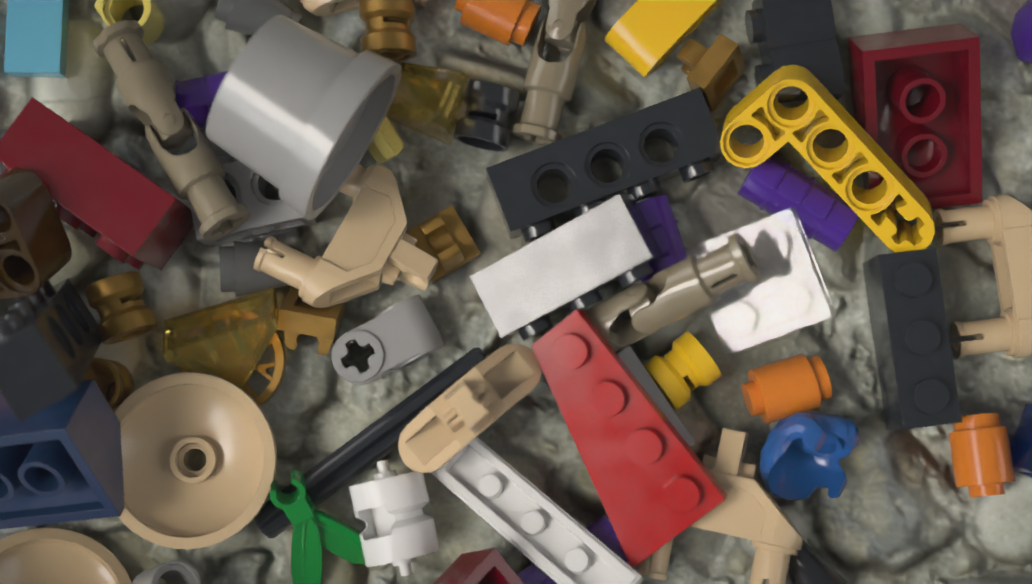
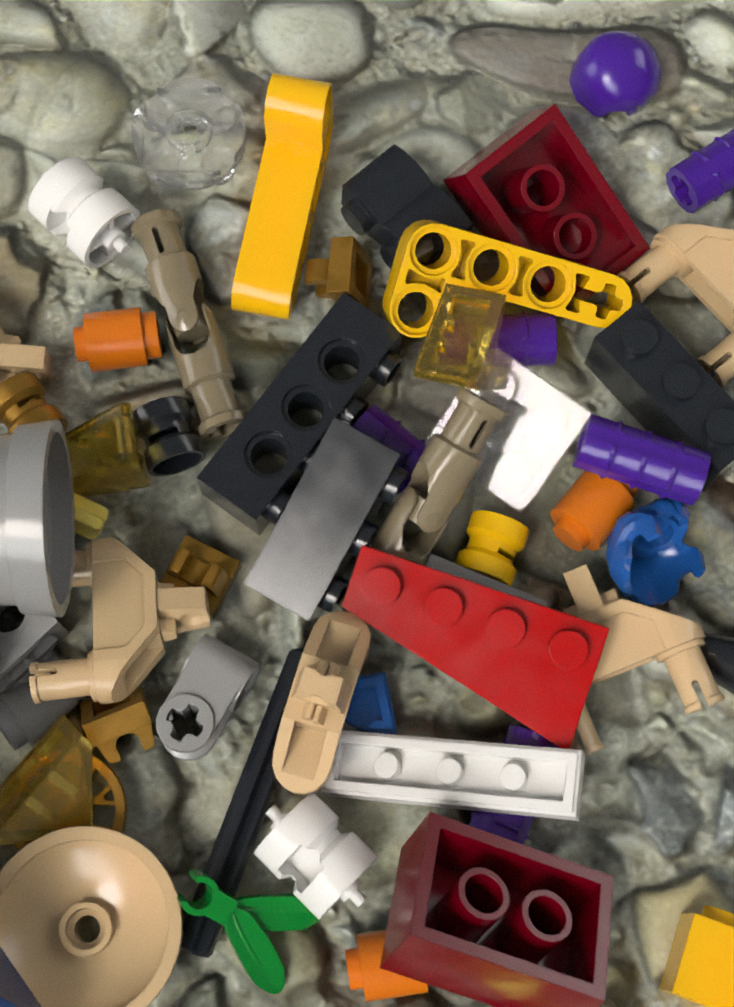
camera: 35 degrees left, 10 degrees down
(511, 431) = (372, 706): none -> blue tile
(764, 193) = (462, 338): none -> clear yellow slope
(846, 380) = (642, 459): none -> dark purple axle

